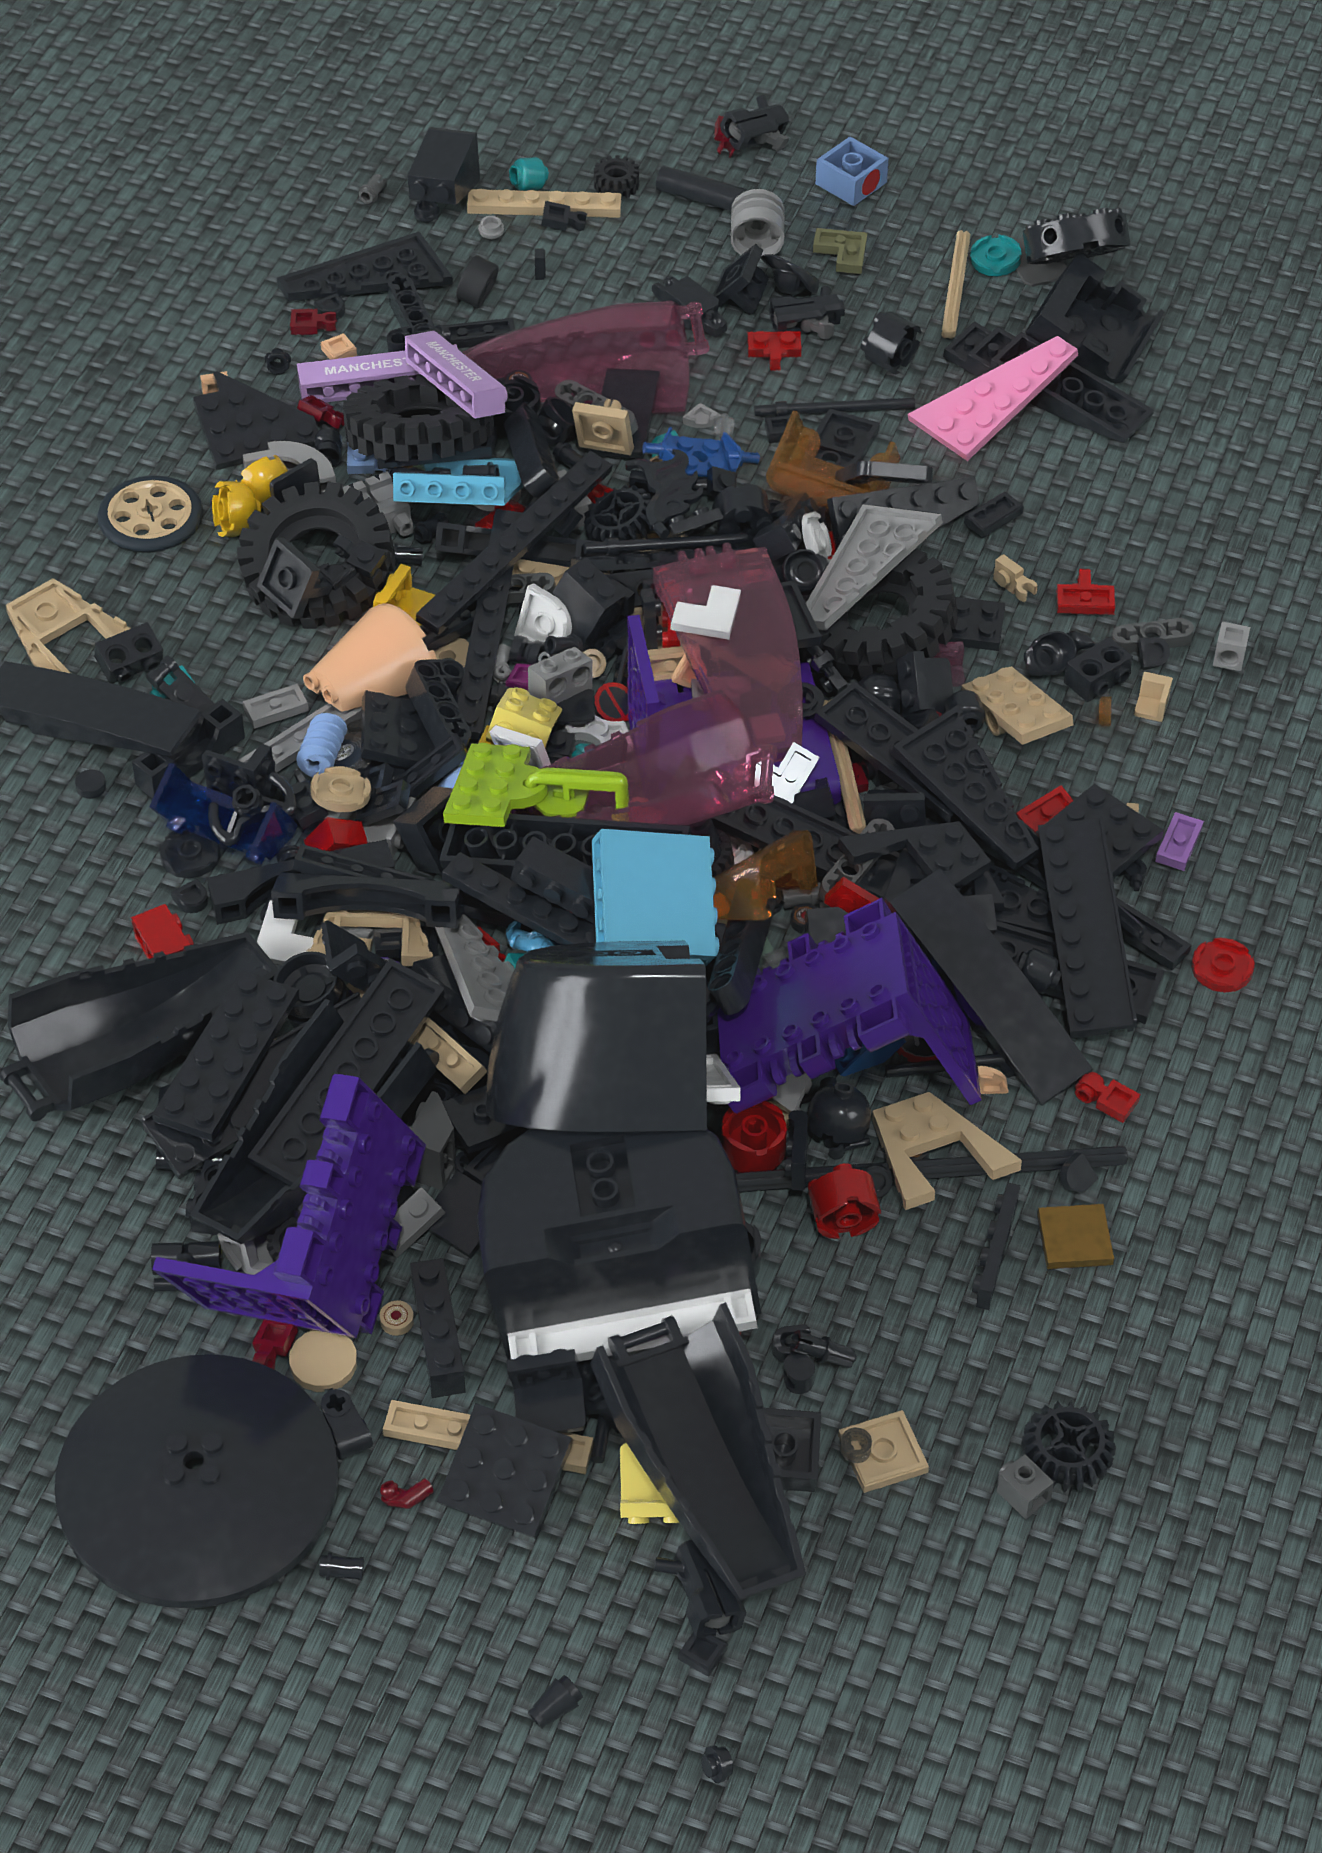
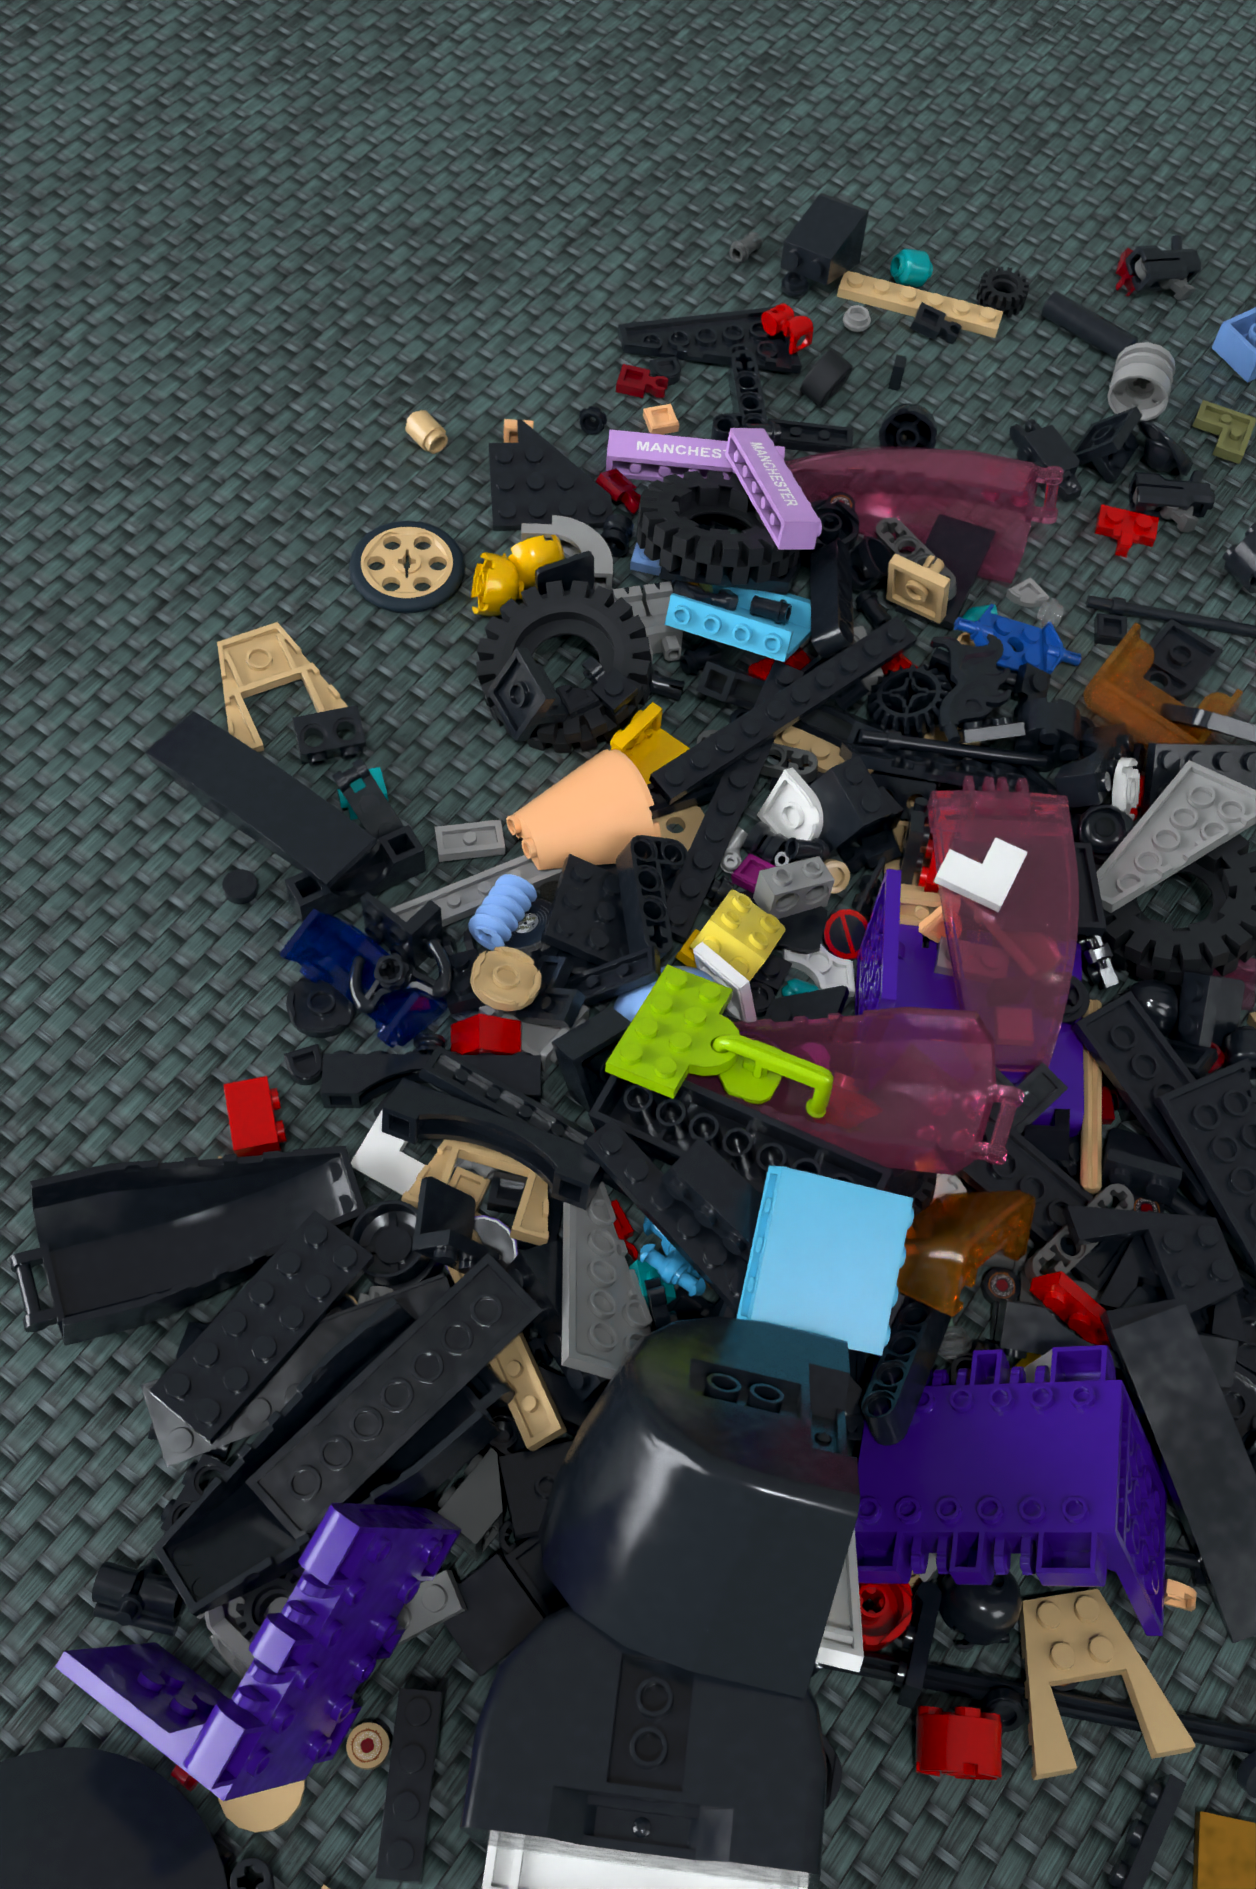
camera: 10 degrees right, 10 degrees up
(131, 402) = (426, 431): none -> tan brick
(424, 240) = (782, 319): none -> red leg
(560, 301) = (908, 427): none -> black cylinder

